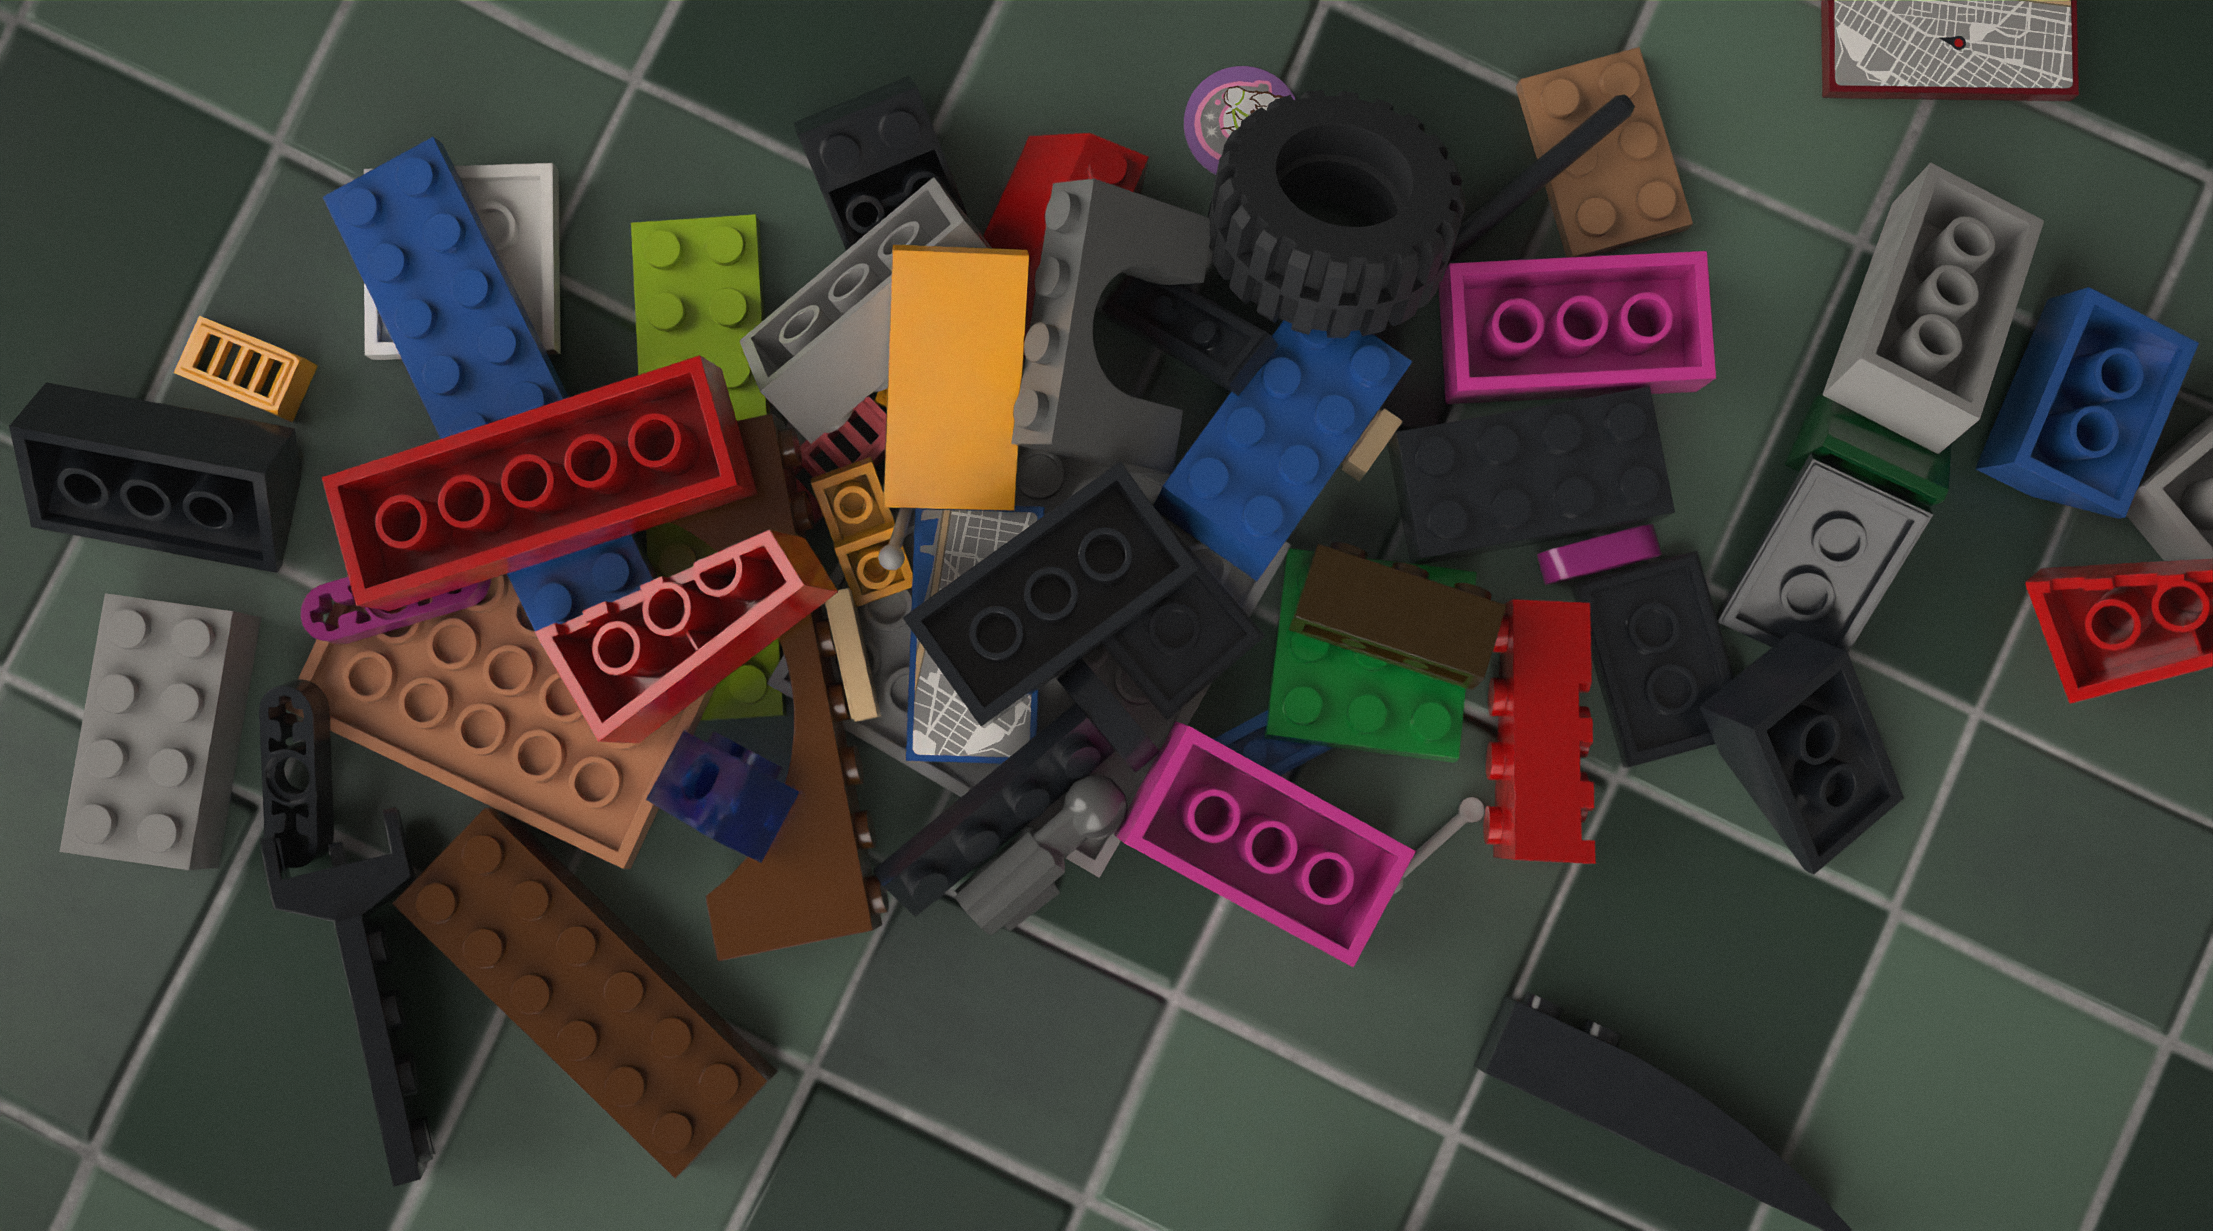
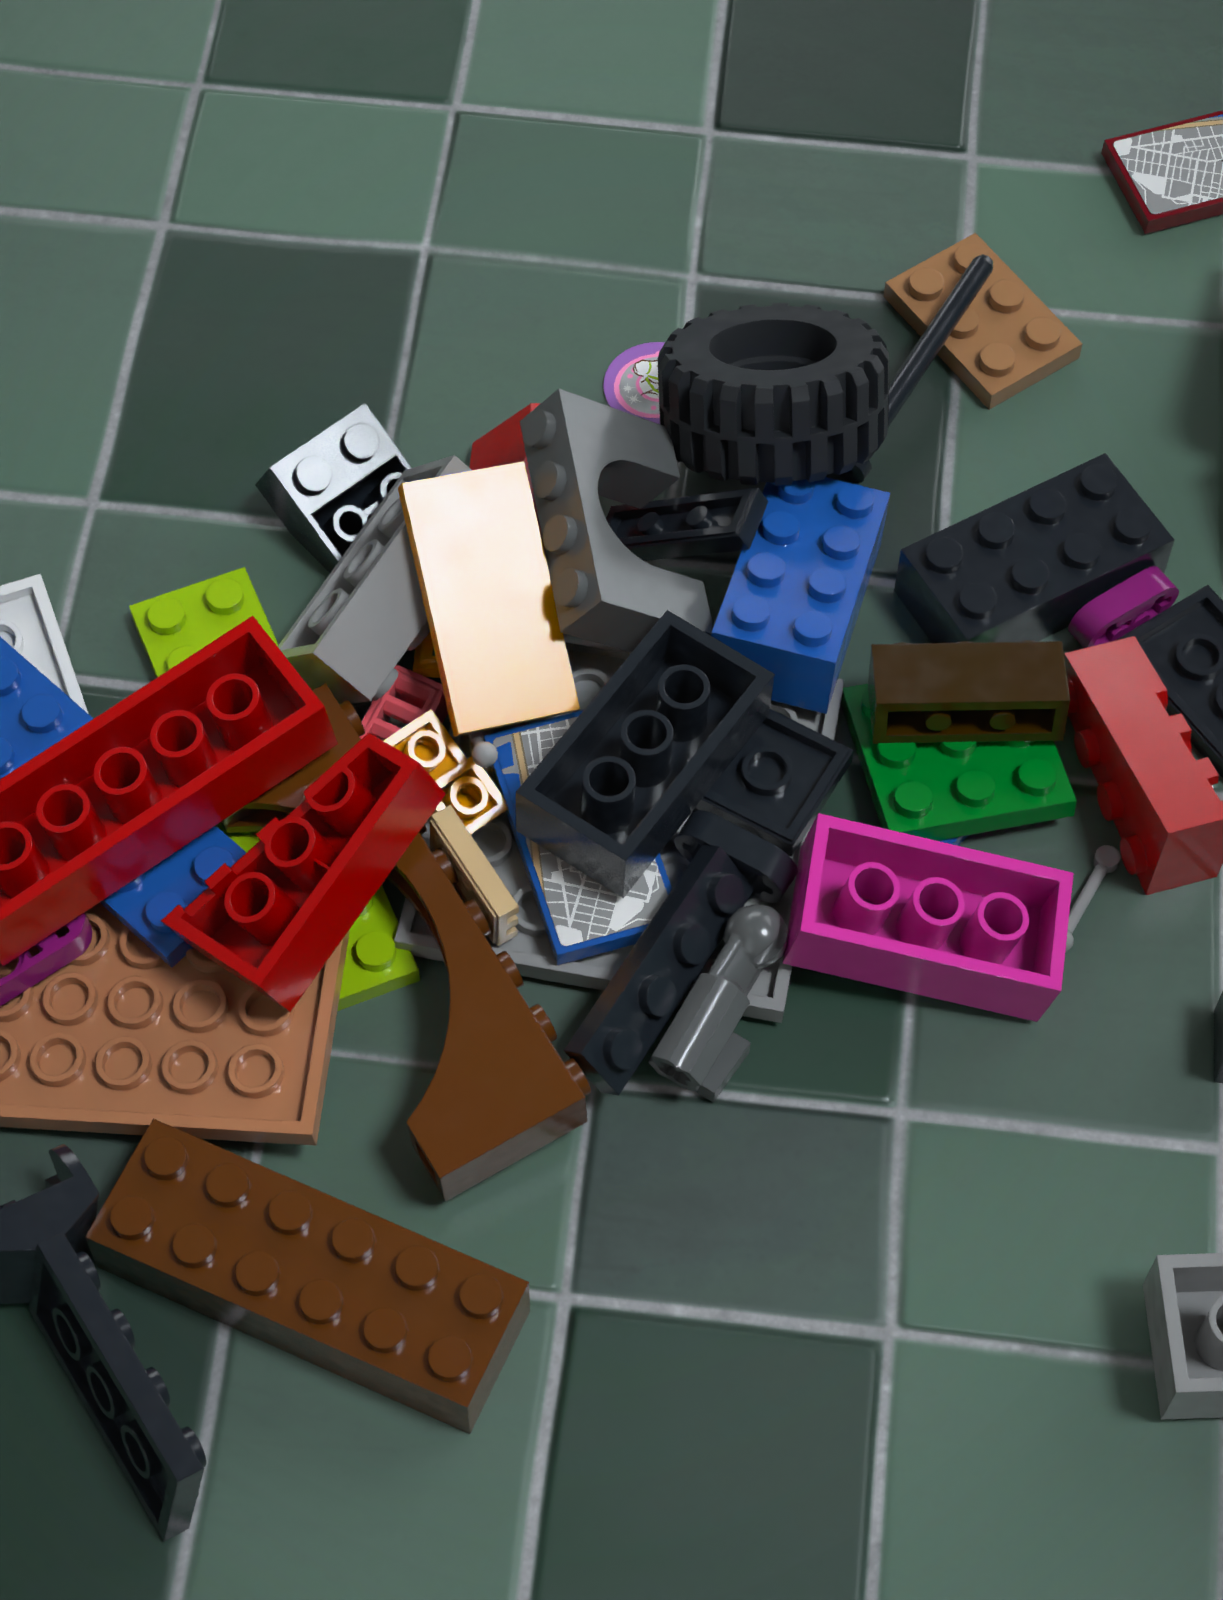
camera: 20 degrees left, 25 degrees down
(724, 793) = (392, 1023): clear blue brick -> none
(1370, 444) = (880, 582): tan tile -> none
(1576, 327) = (1015, 430): dark pink brick -> none

